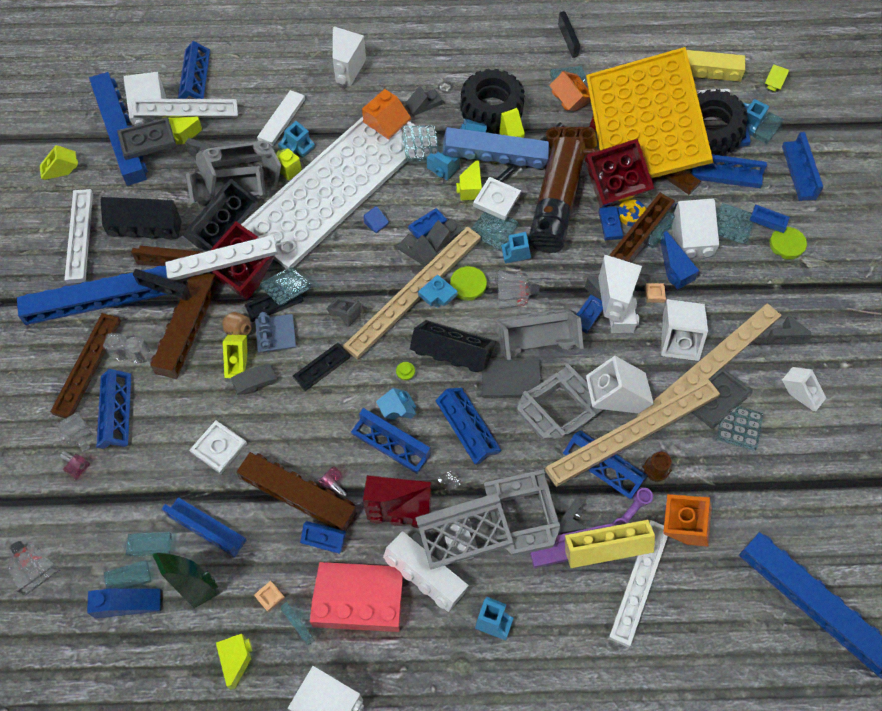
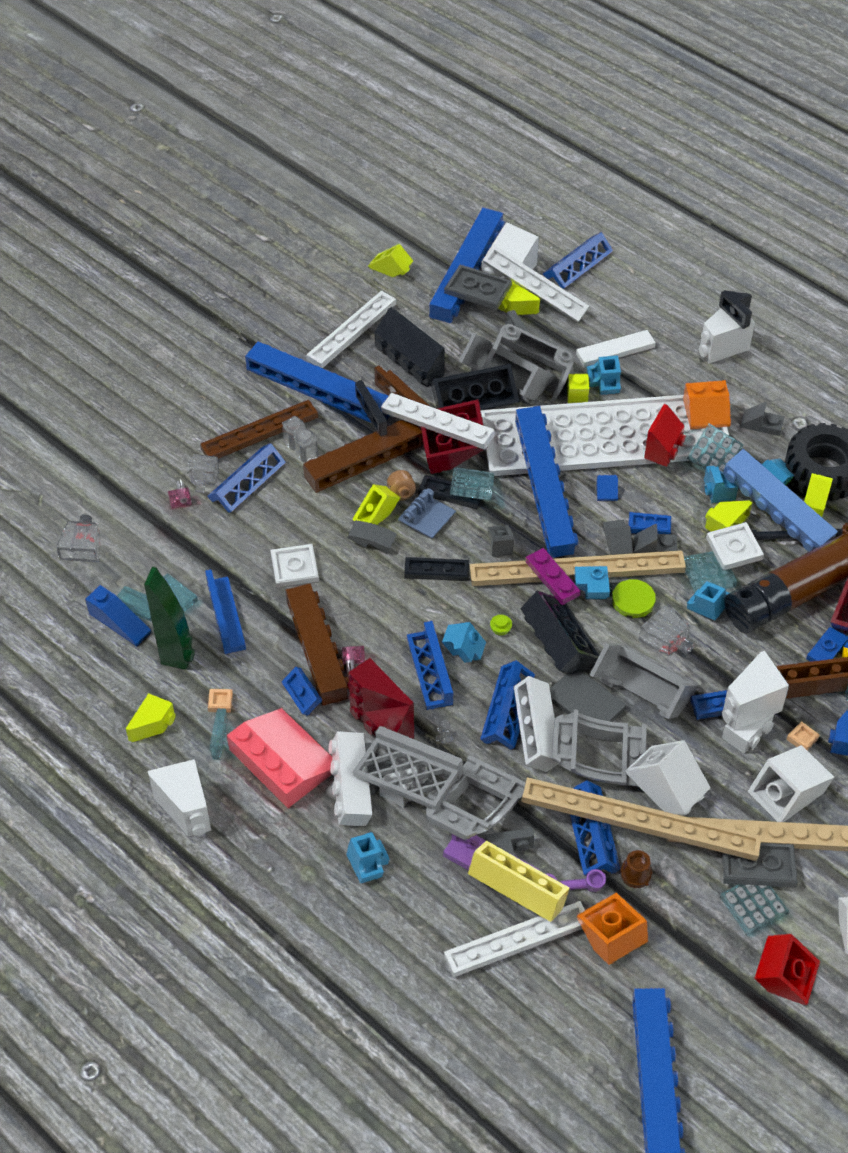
camera: 45 degrees right, 10 degrees down
(335, 246) = (545, 482): none -> blue brick
(344, 32) = (737, 307): none -> black slope
(384, 156) = (664, 437): none -> red slope
(407, 309) = (552, 576): none -> magenta plate
(502, 421) = (536, 722): none -> white brick
(799, 452) = (787, 968): none -> red slope

